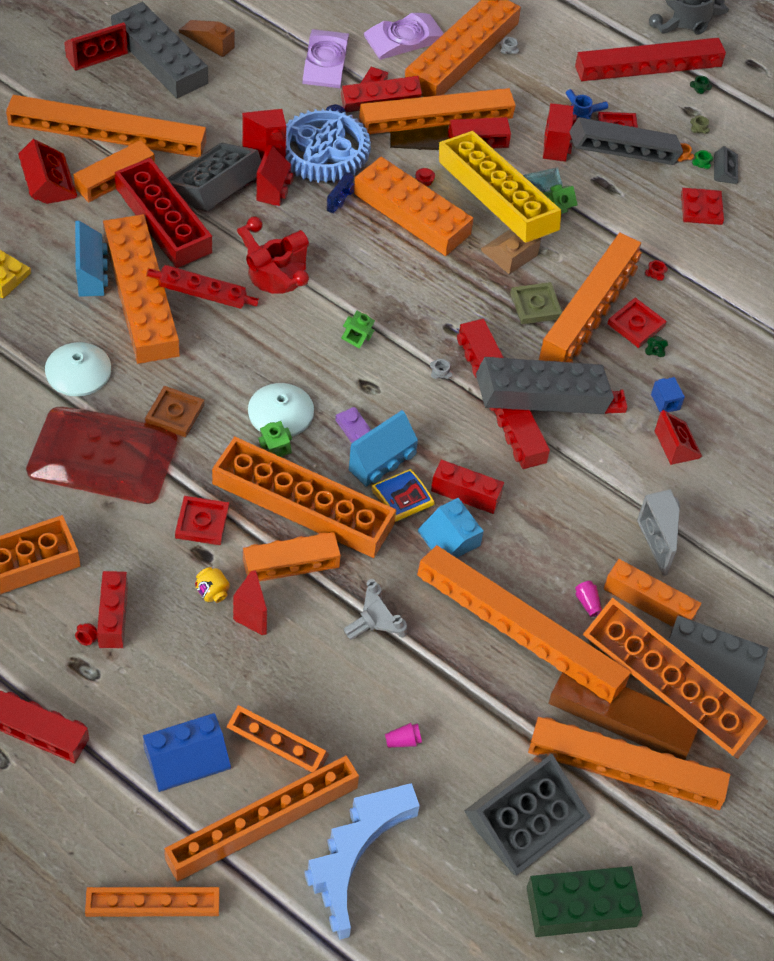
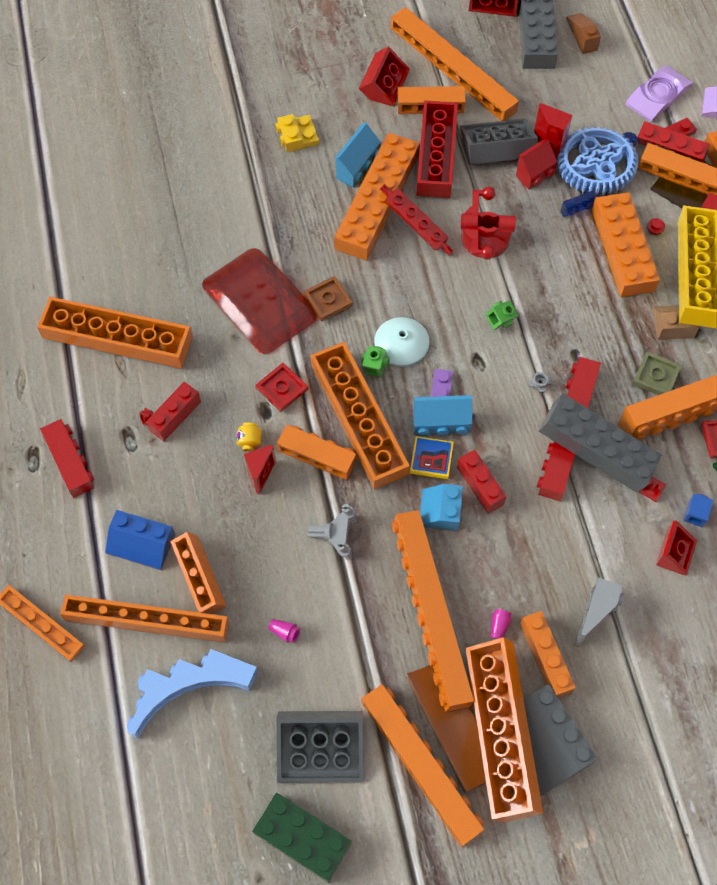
camera: 45 degrees right, 10 degrees up
(78, 369) = (296, 236): light aqua dish -> none

